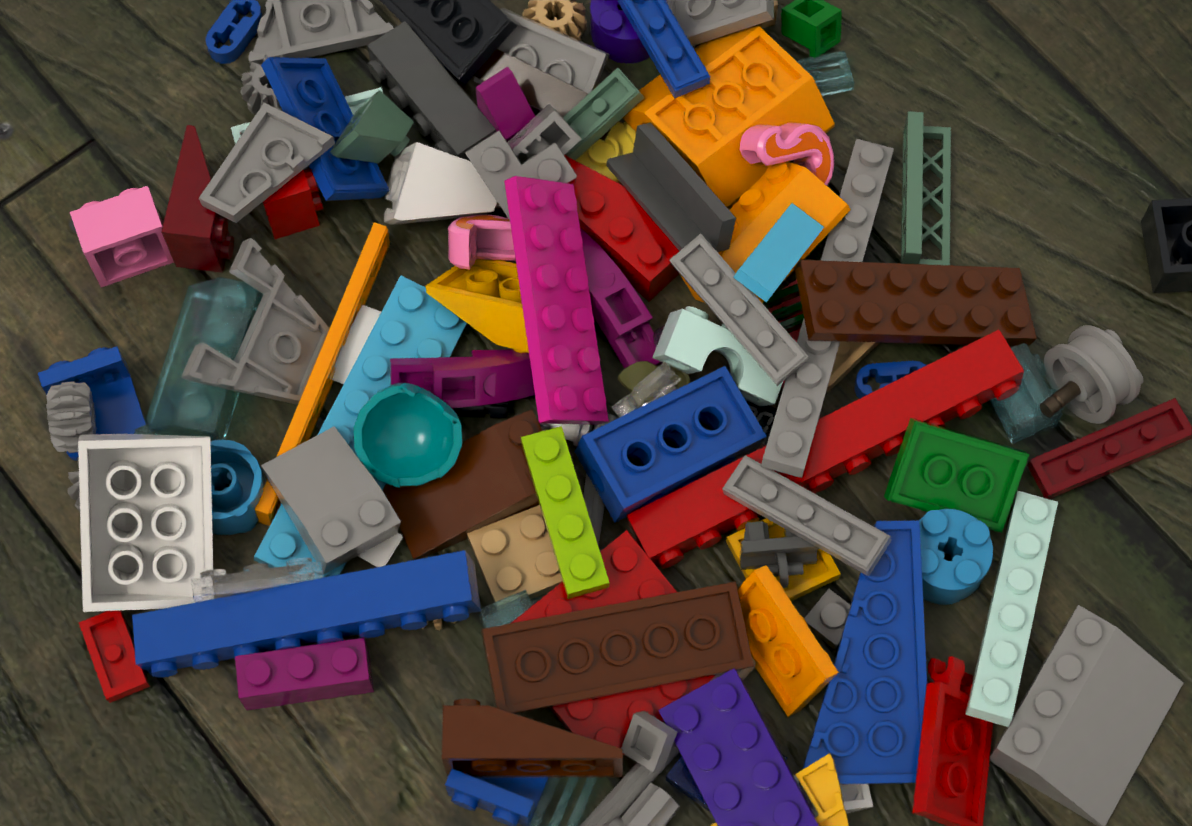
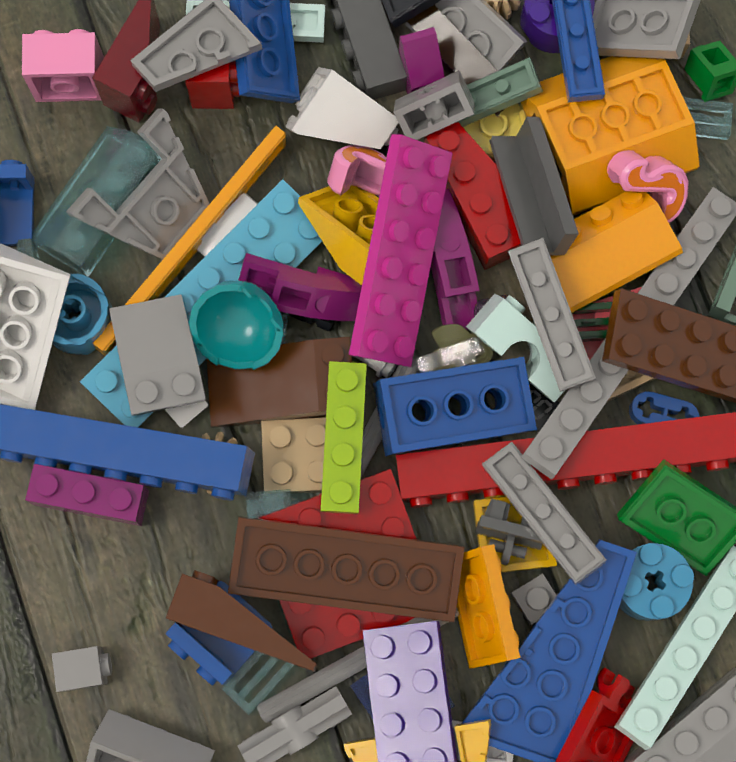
camera: 15 degrees right, 10 degrees up
(255, 577) = (71, 405): clear plate -> none
(374, 131) = (302, 45): sand green slope -> none
(498, 162) = (396, 116): light grey plate -> none
(648, 741) = (345, 654): light grey plate -> none
(778, 252) = (604, 275): medium azure tile -> none

